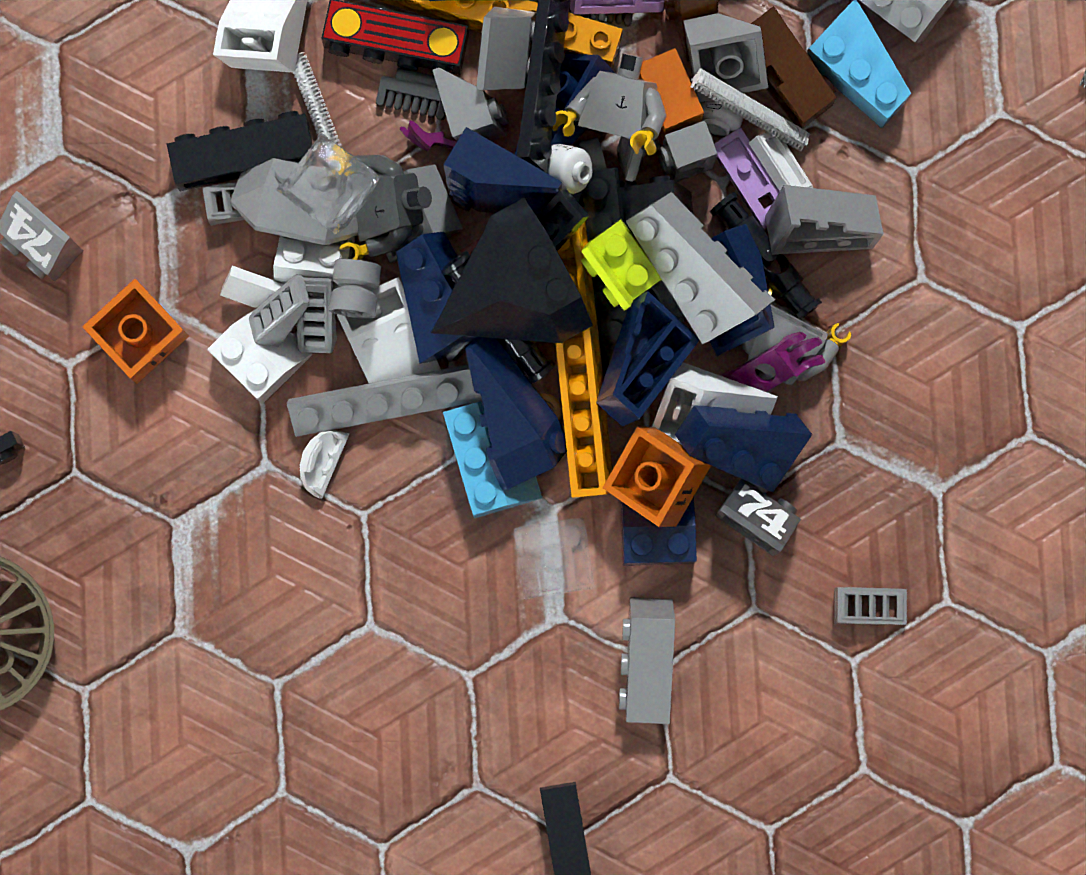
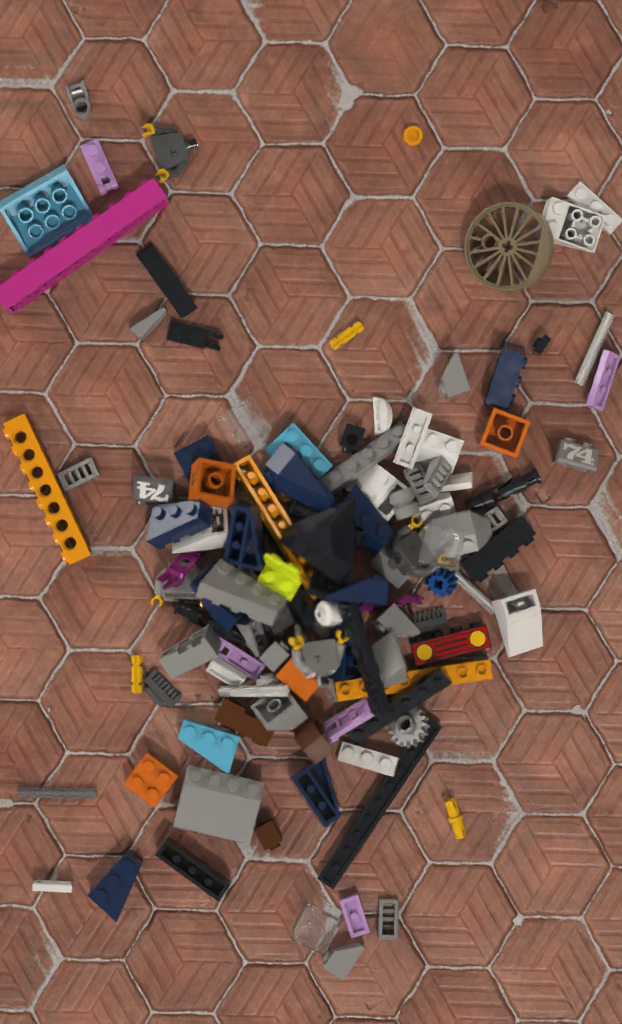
camera: 155 degrees right, 5 degrees up
(84, 424) = (506, 375): none -> dark blue wedge
(168, 241) = (513, 486): none -> black piece
(173, 459) = (453, 380): none -> light grey slope
(289, 394) = (412, 438): none -> white plate
(314, 621) = (346, 335): none -> yellow axle
(360, 136) = (441, 582): none -> blue gear
(385, 461) = (358, 432): none -> black brick
(571, 746) = (192, 336): none -> black hinge
(641, 799) = (147, 325): none -> light grey slope
(648, 660) = (174, 394): light grey wedge -> none
(708, 203) = (245, 626): none -> light grey slope
(908, 186) = (156, 692): none -> dark grey piece
(922, 550) = (11, 431): none -> light orange brick
(928, 234) = (136, 674): none -> yellow axle
(983, 53) = (151, 779): none -> orange brick

